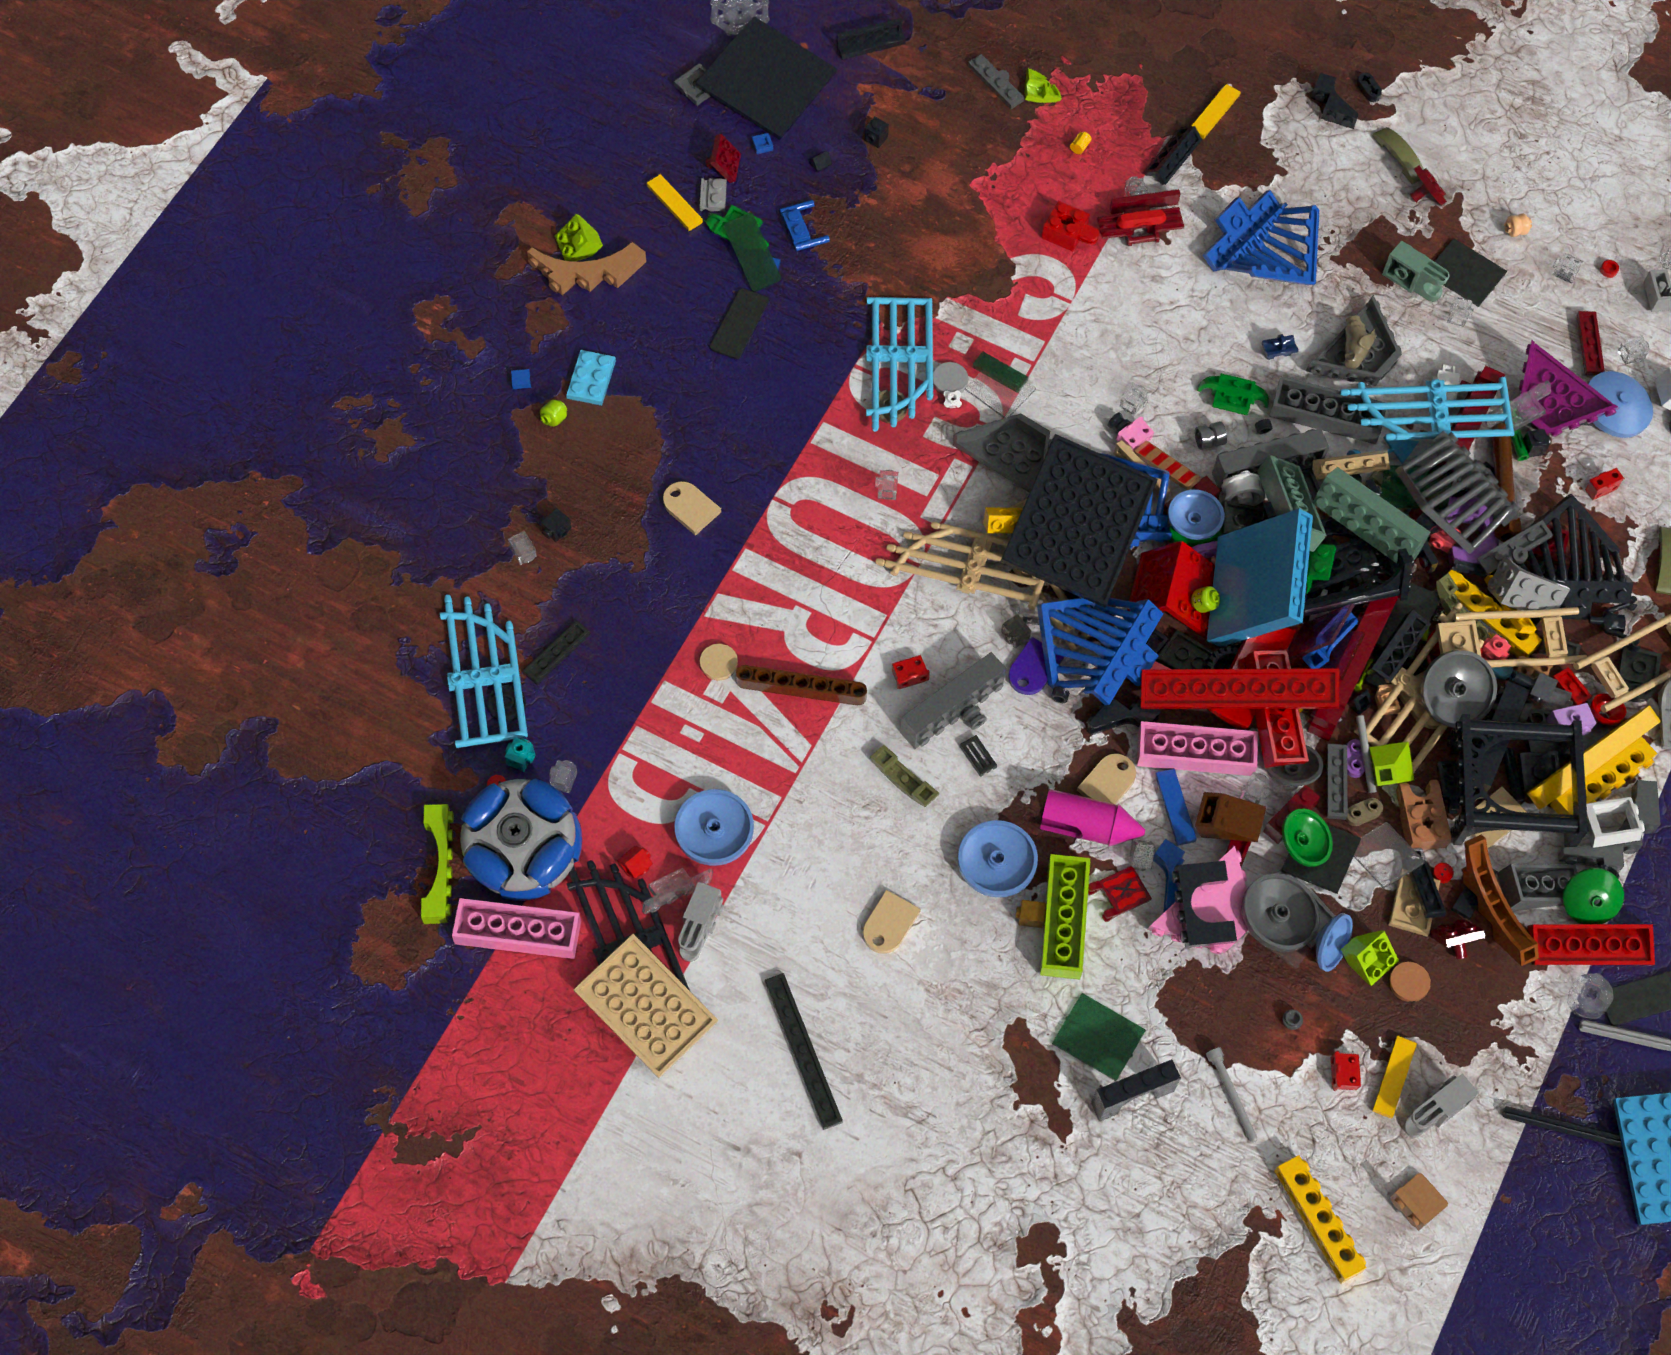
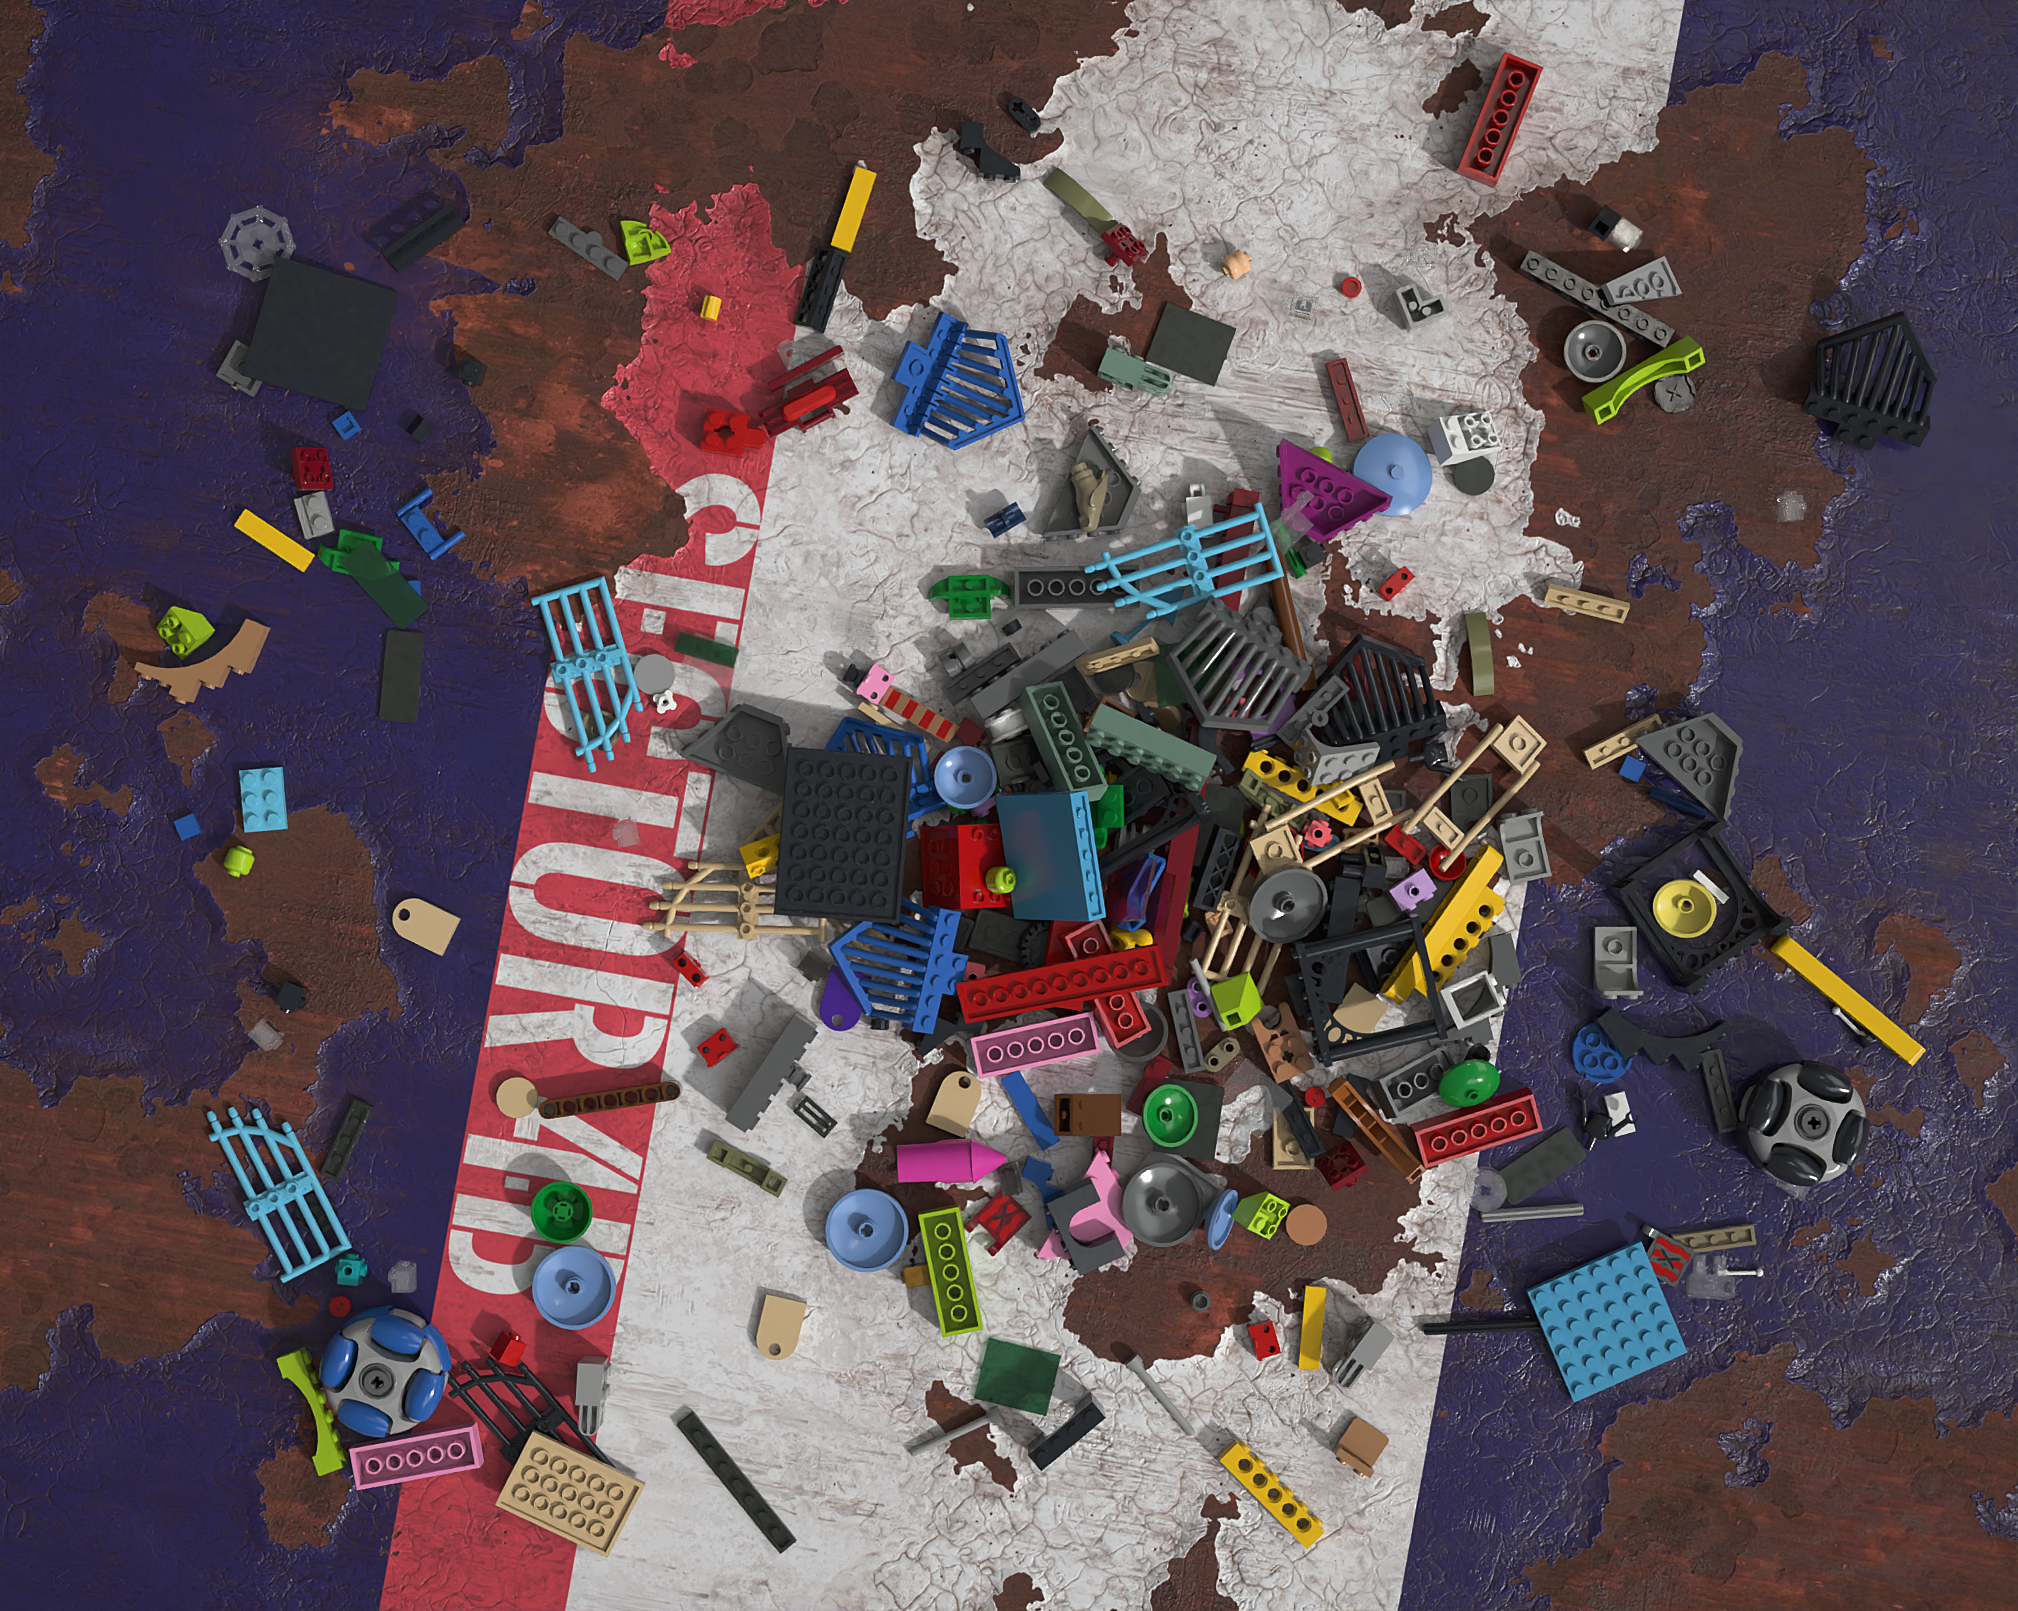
camera: 10 degrees left, 25 degrees up
(672, 887) = (554, 1361): clear bracket -> none
(730, 748) = (552, 1218): none -> green piece
(906, 602) = (690, 969): none -> red piece
(1066, 1063) = (993, 1416): none -> light grey piece
(1207, 457) = (981, 673): none -> dark grey plate

